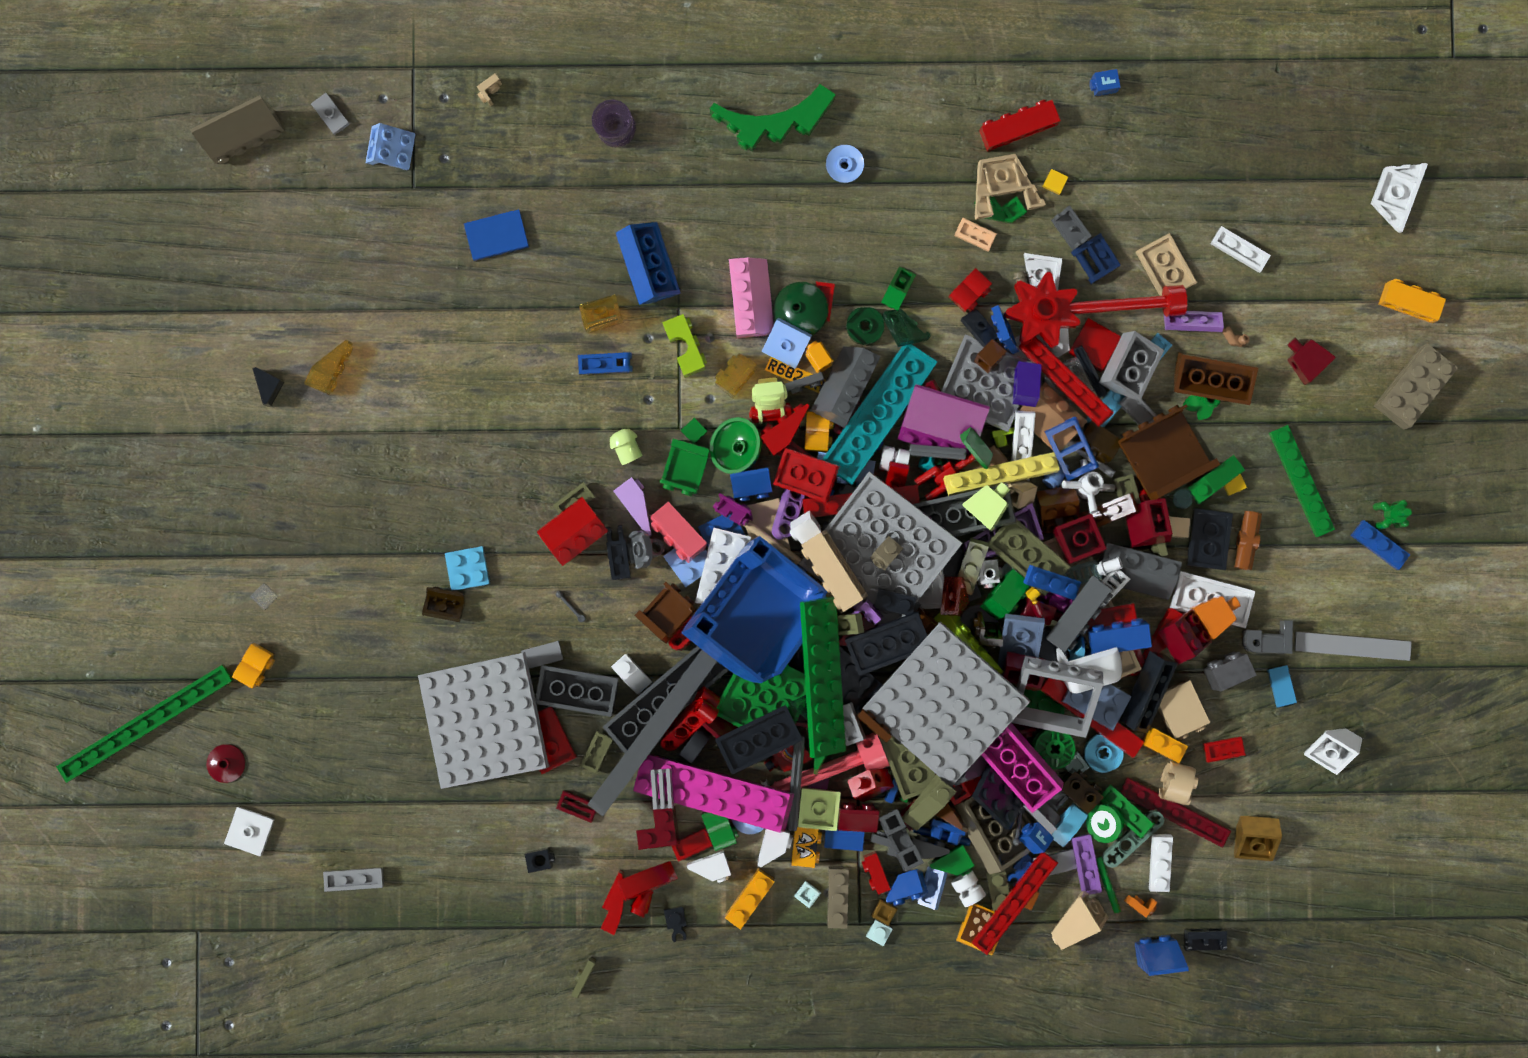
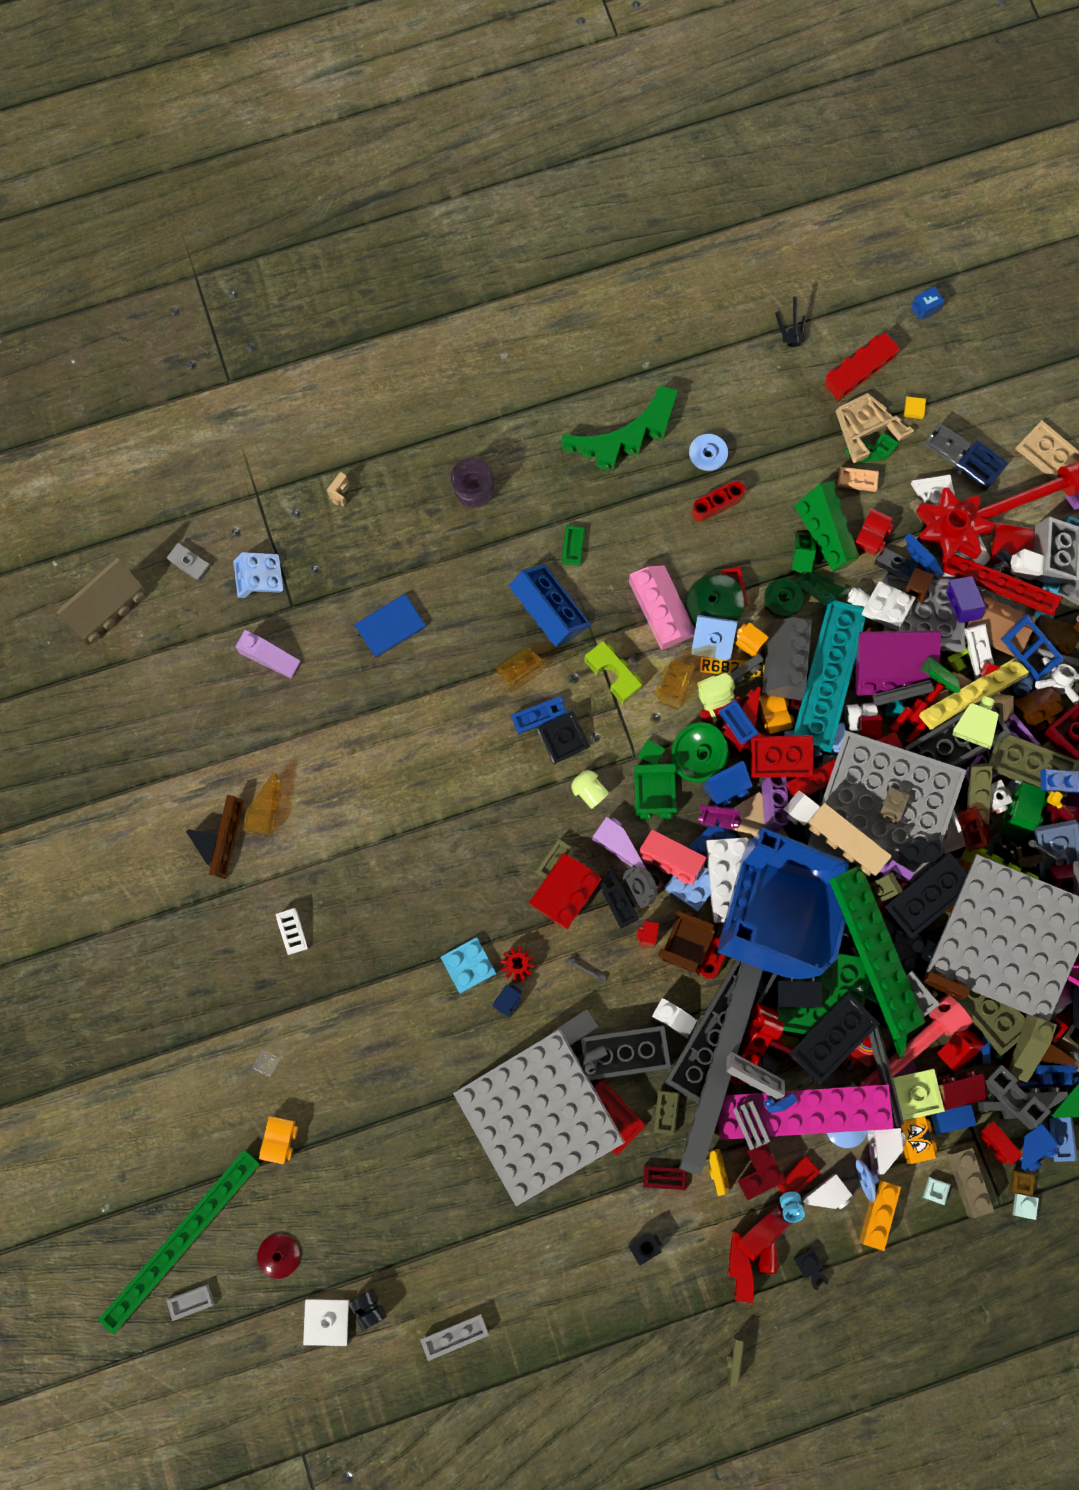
camera: 15 degrees left, 10 degrees down
(139, 777) = (190, 1302): none -> light grey tile
(286, 833) = (368, 1309): none -> black wheel
(288, 384) = (226, 837): none -> reddish brown tile
(328, 480) = (286, 914): none -> white slope
(375, 226) = (267, 654): none -> lavender slope
(443, 604) = (456, 1009): dark brown bracket -> none
(491, 610) = (508, 1000): none -> dark blue window
(516, 583) = (515, 956): none -> red gear
(543, 687) = (591, 1059): none -> dark grey arm
(618, 391) = (563, 737): none -> black tile
(623, 817) = (718, 1172): none -> yellow plate
(632, 594) = (647, 934): none -> red piece
(676, 867) = (792, 1207): none -> medium azure wheel
(678, 749) = (755, 1076): none -> light grey plate
(689, 212) = (573, 545): none -> green tile
(692, 781) = (781, 1105): none -> blue arm
(719, 830) = (822, 1151): green brick -> none
(742, 691) = (799, 993): none -> black brick
(750, 866) = (867, 1180): none -> light blue dish
(777, 431) = (738, 722): none -> blue tile
(844, 208) = (724, 494): none -> red beam
(928, 272) = (827, 525): none -> green wedge
(935, 351) = (858, 597): none -> white cone
(955, 366) = (888, 606): none -> white plate
(966, 75) = (793, 337): none -> black plant
(1017, 649) = (1057, 860): none -> dark grey hinge
(1024, 454) = (988, 668): none -> red piece
(1097, 369) = (1027, 564): none -> white brick

